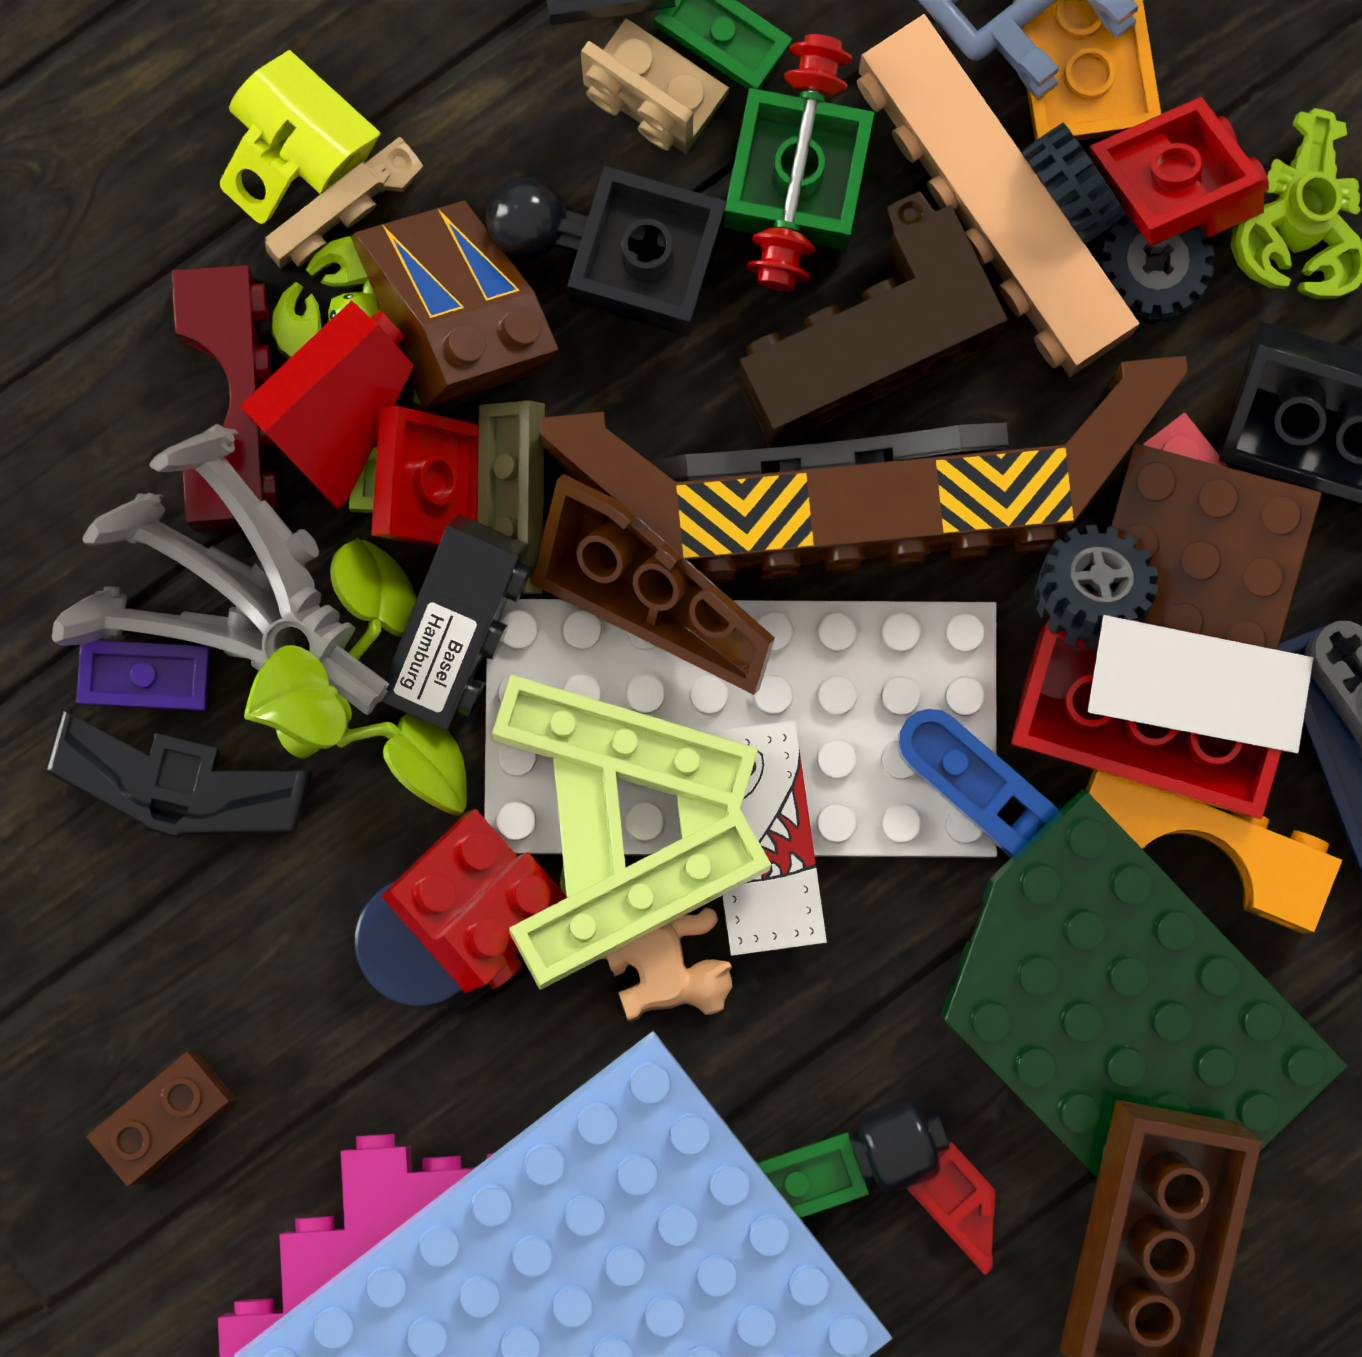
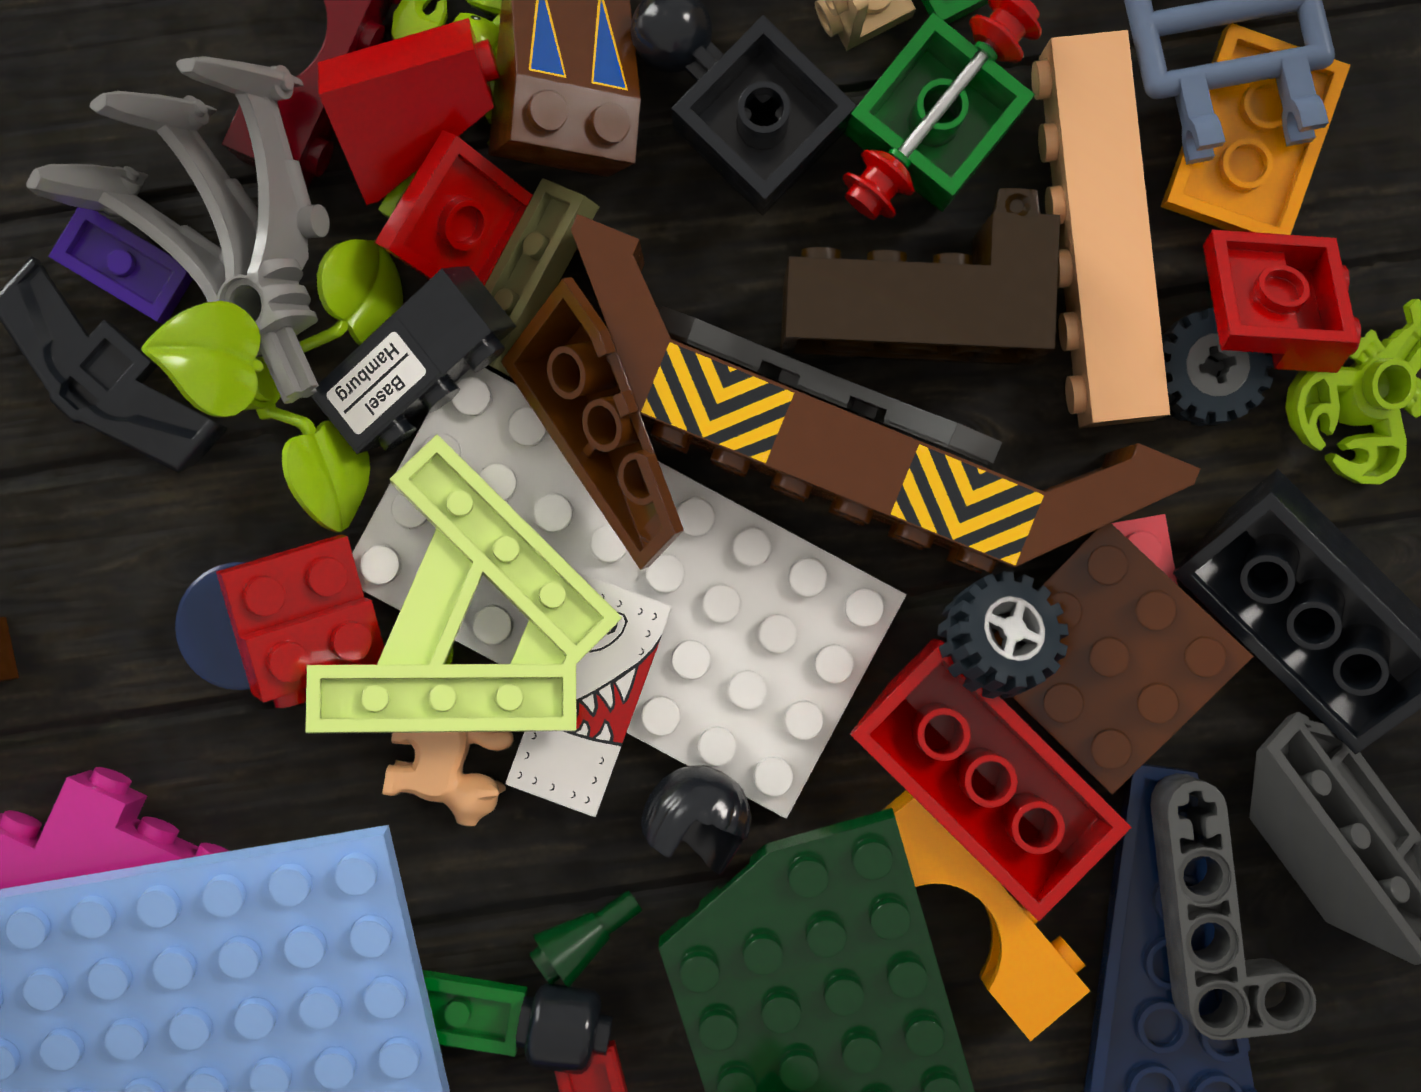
camera: 30 degrees right, 5 degrees up
(865, 1073) = (571, 946): none -> dark green cone
(918, 887) = (700, 809): none -> black hair
(972, 778) = (800, 744): blue plate -> none
(1074, 183) = (1182, 255): black wheel -> none
(1200, 684) = (1048, 774): white sticker -> none

